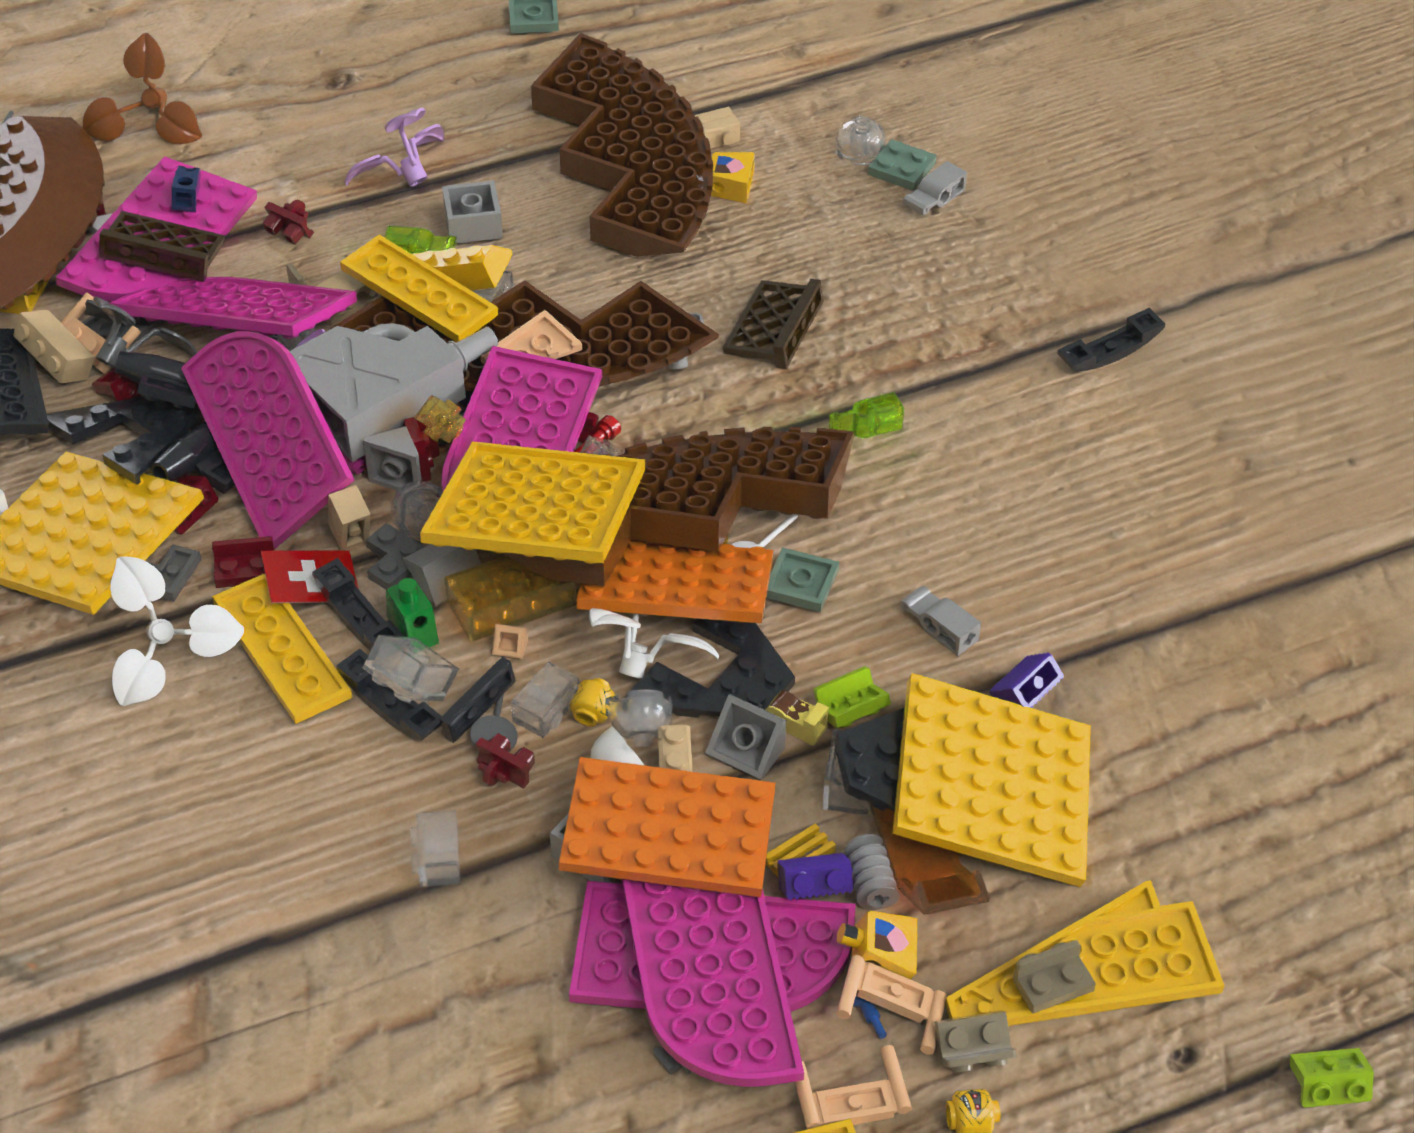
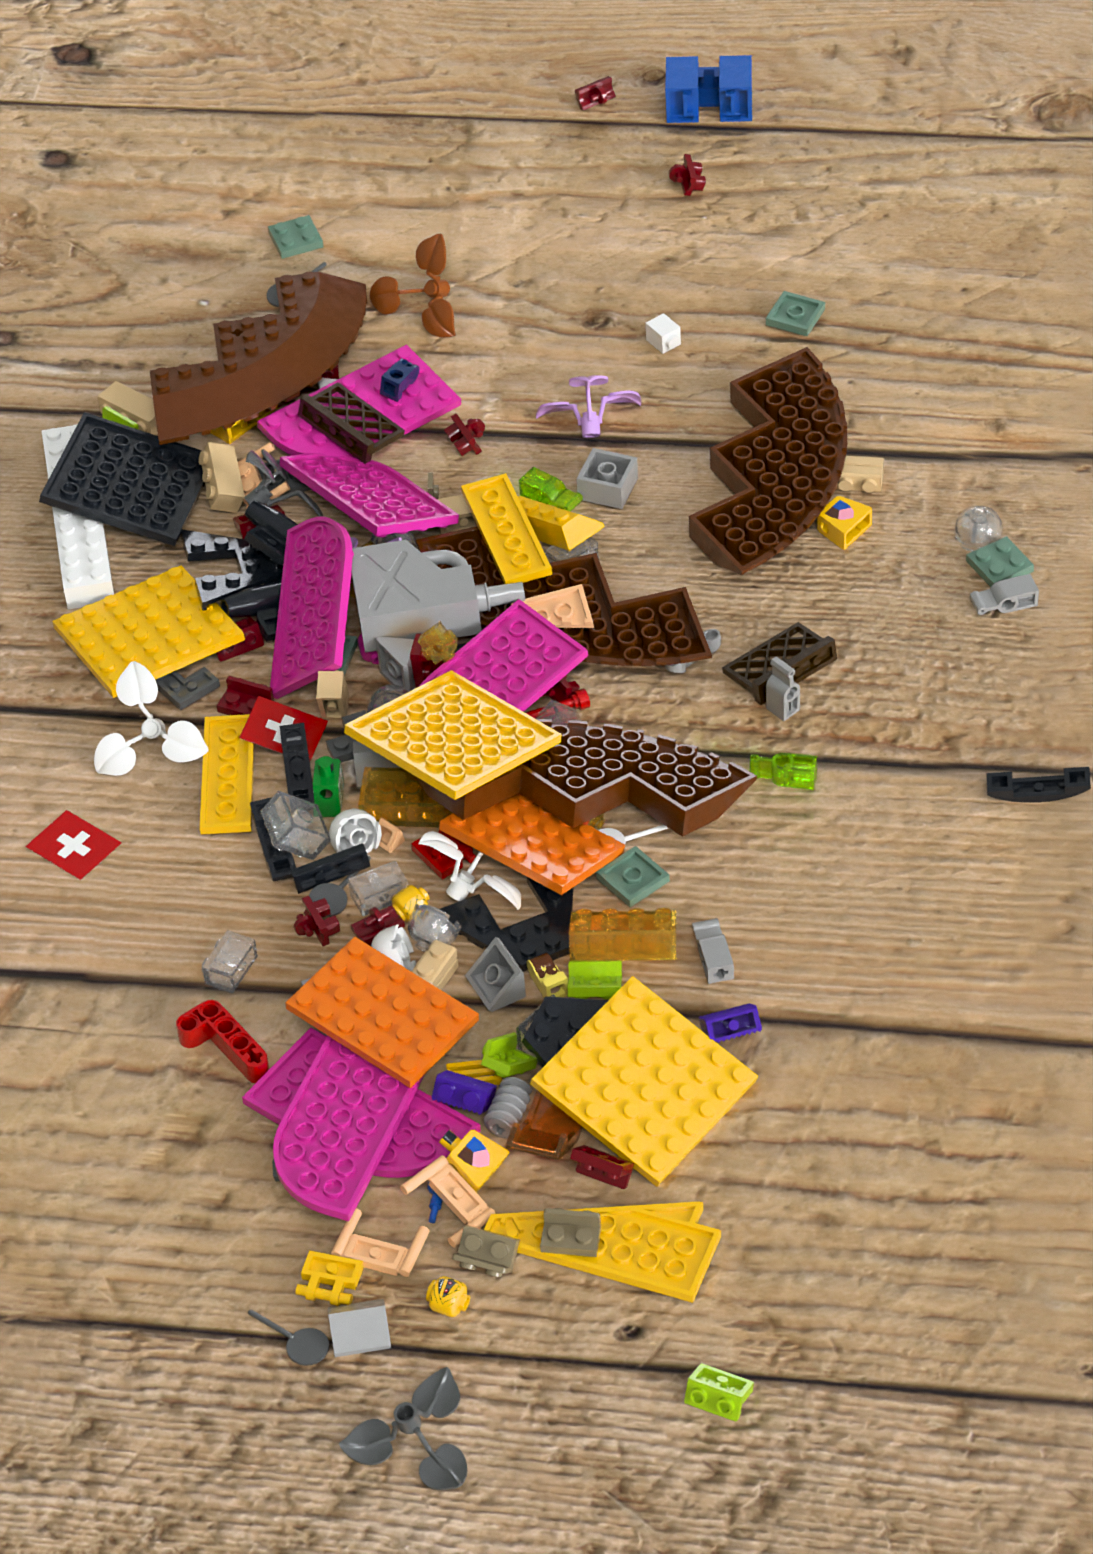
camera: 35 degrees right, 0 degrees up
(149, 796) = (73, 844): none -> red sticker
(419, 69) = (663, 333): none -> white brick
(476, 649) = (353, 828): none -> white cylinder
(546, 949) = (215, 1023): none -> red beam
(577, 739) = (378, 920): none -> dark red hips
(580, 639) = (439, 862): none -> red plate
(811, 341) = (782, 691): none -> light grey piece
(832, 821) = (504, 1058): none -> lime bracket
(850, 639) = (623, 935): none -> clear yellow brick
(1021, 889) = (602, 1166): none -> dark red bracket

